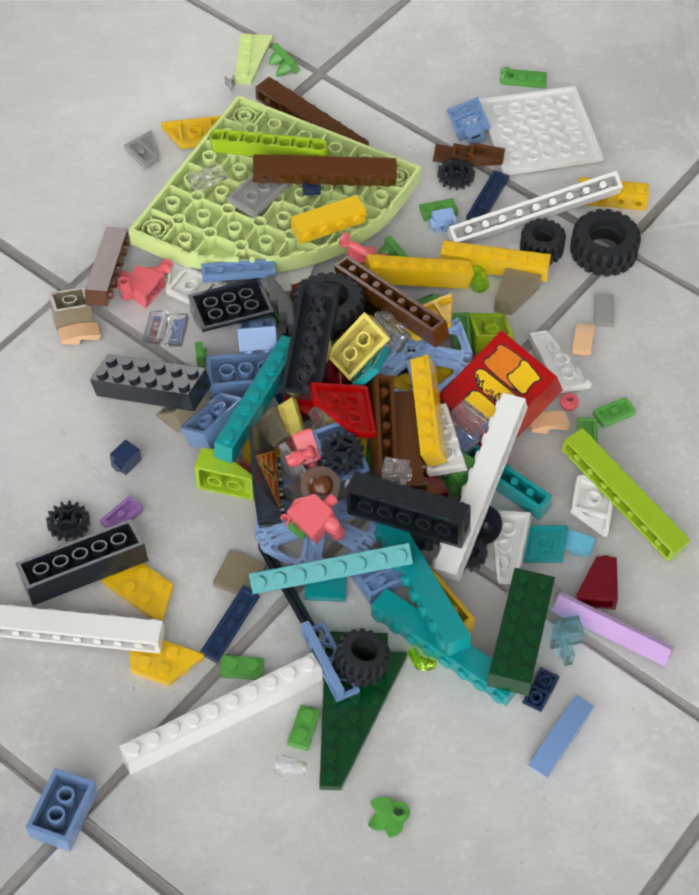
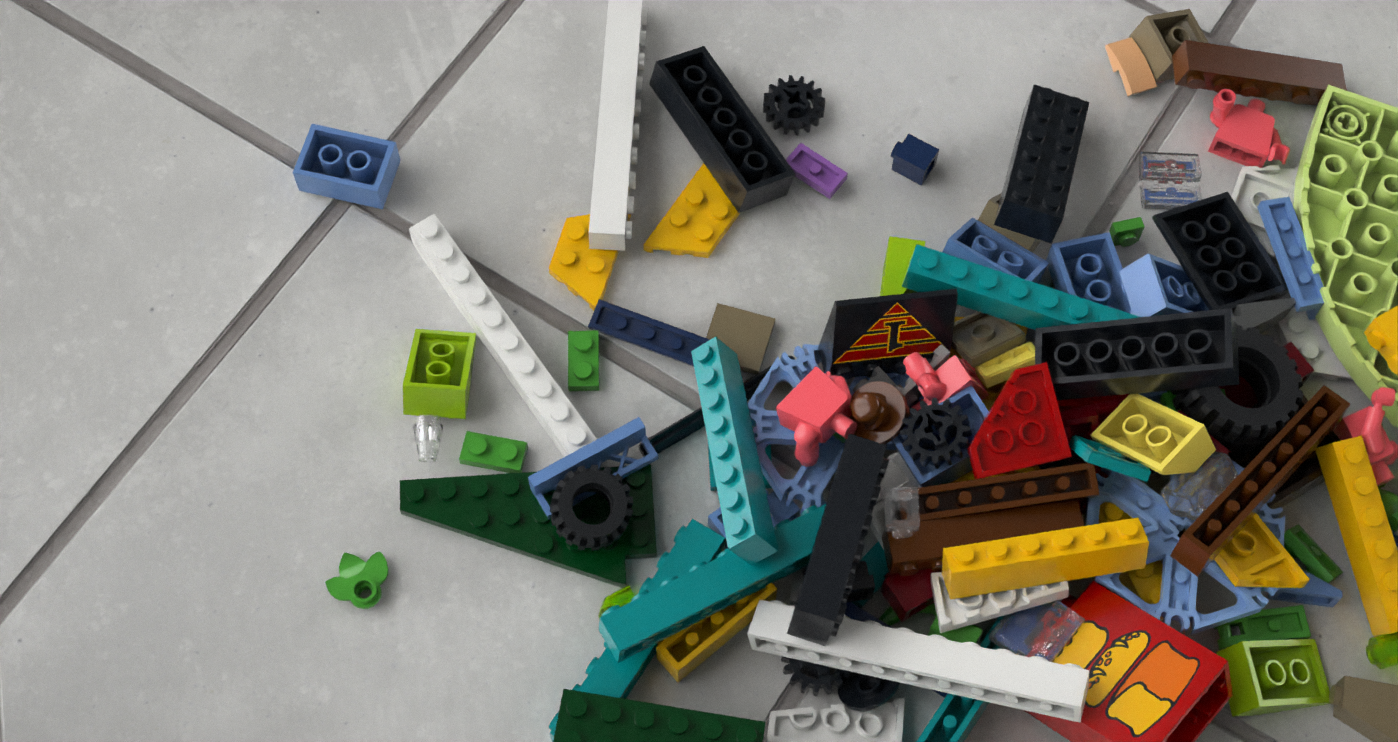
camera: 85 degrees right, 10 degrees up
(241, 755) = (439, 373): none -> lime slope

